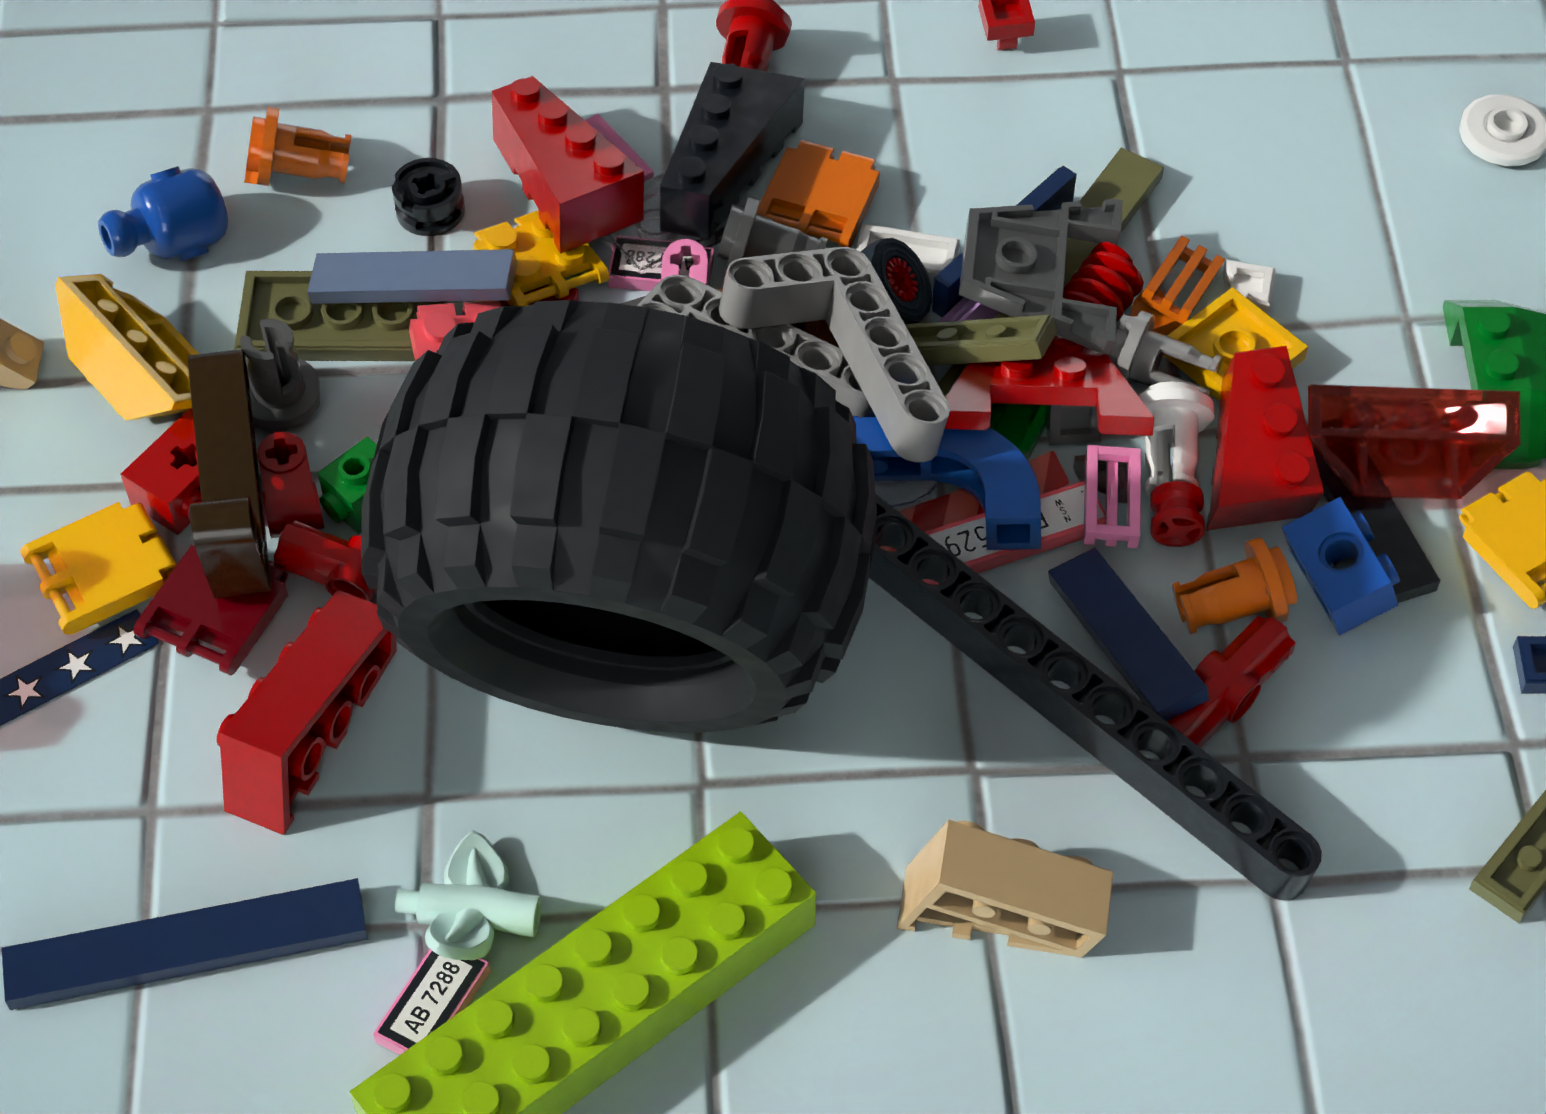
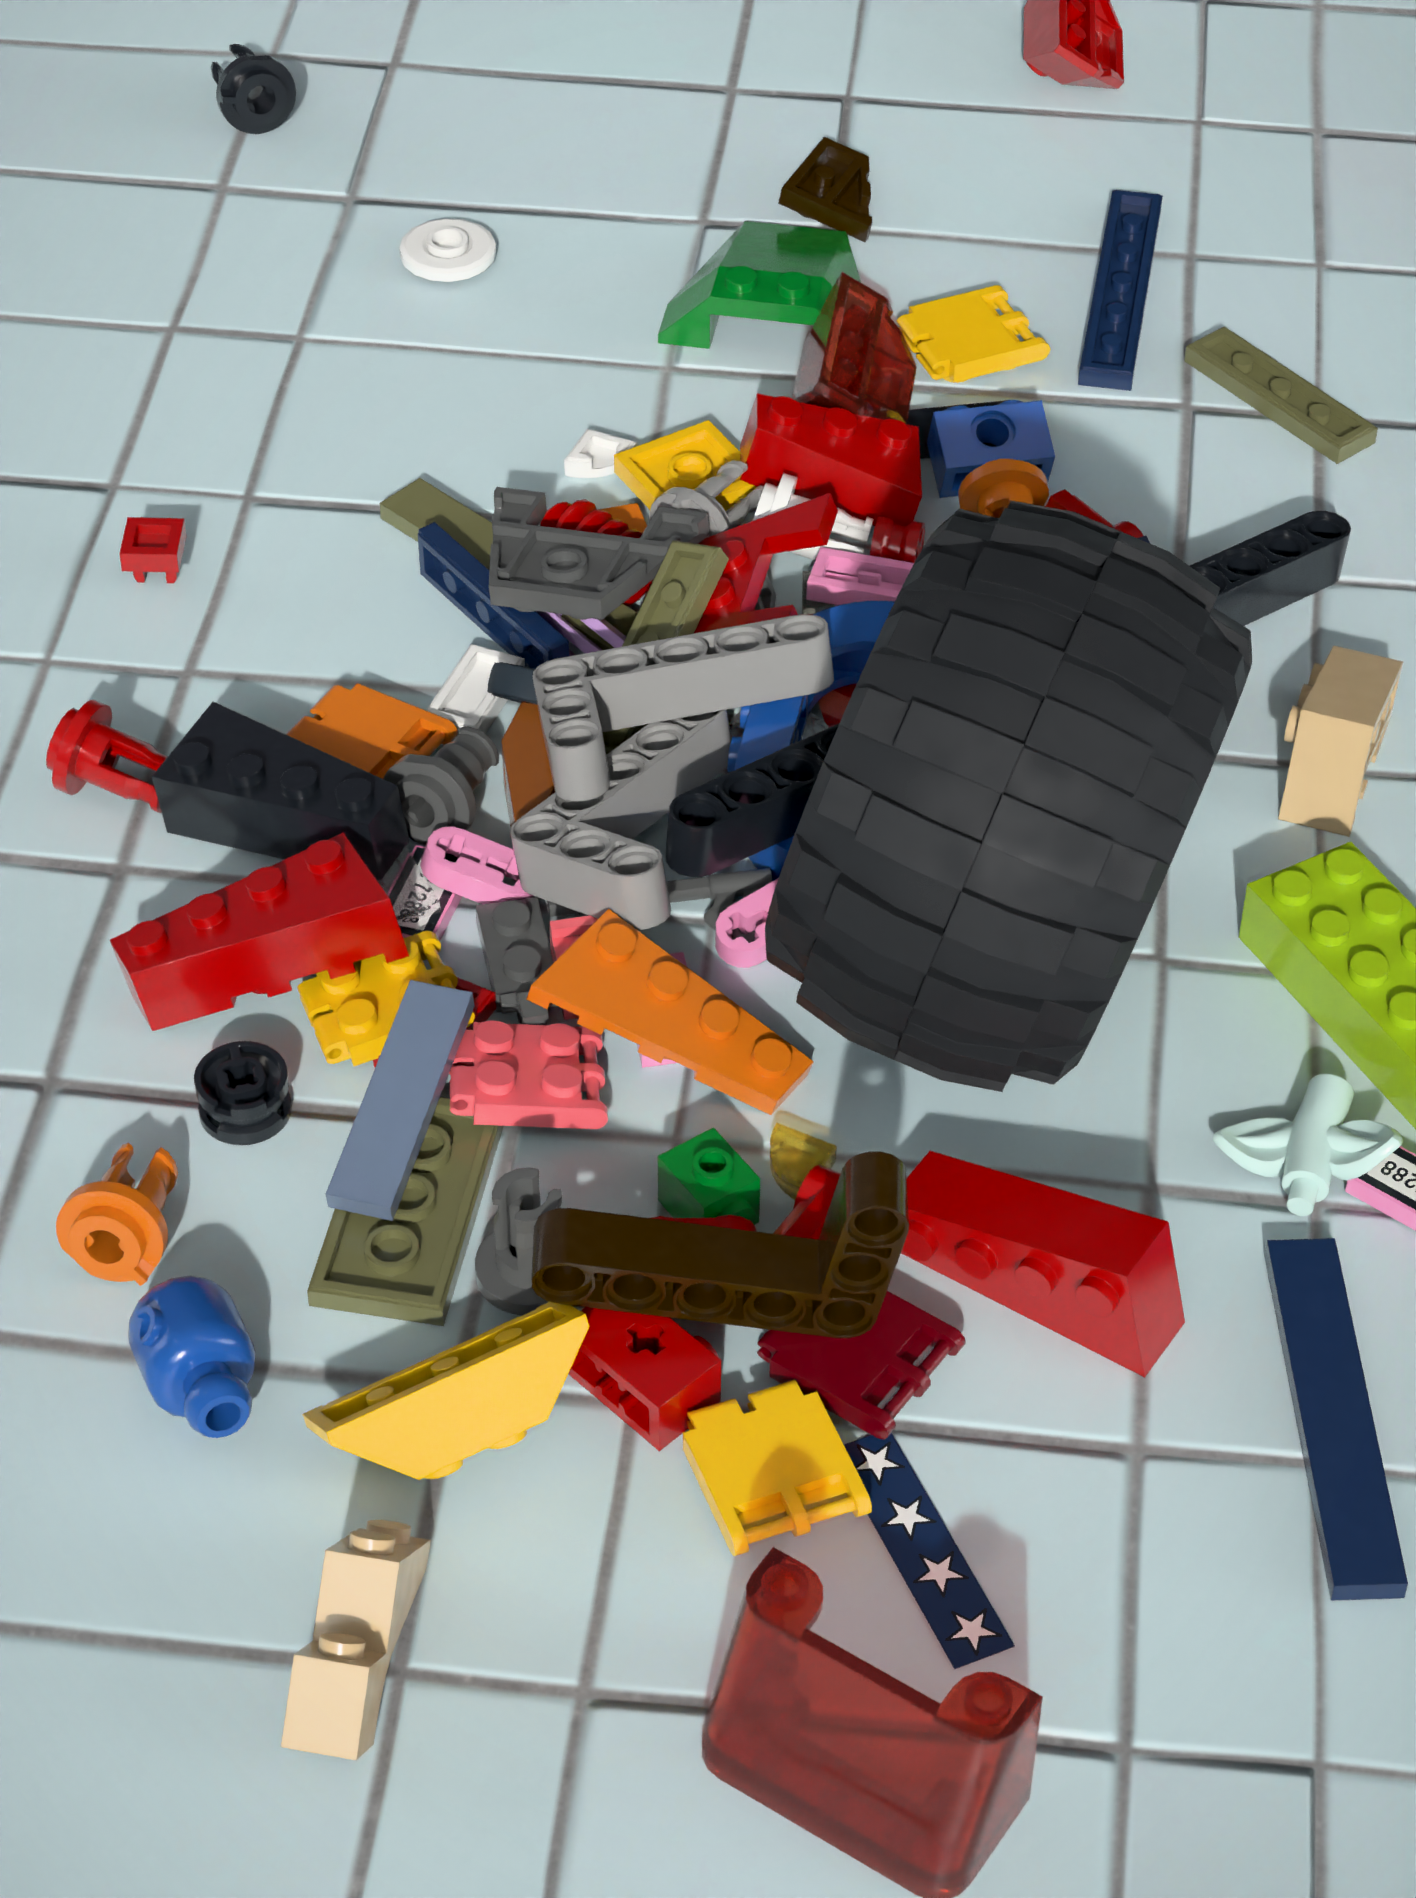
camera: 80 degrees left, 10 degrees down
(1194, 261) = (605, 489): orange tile -> none

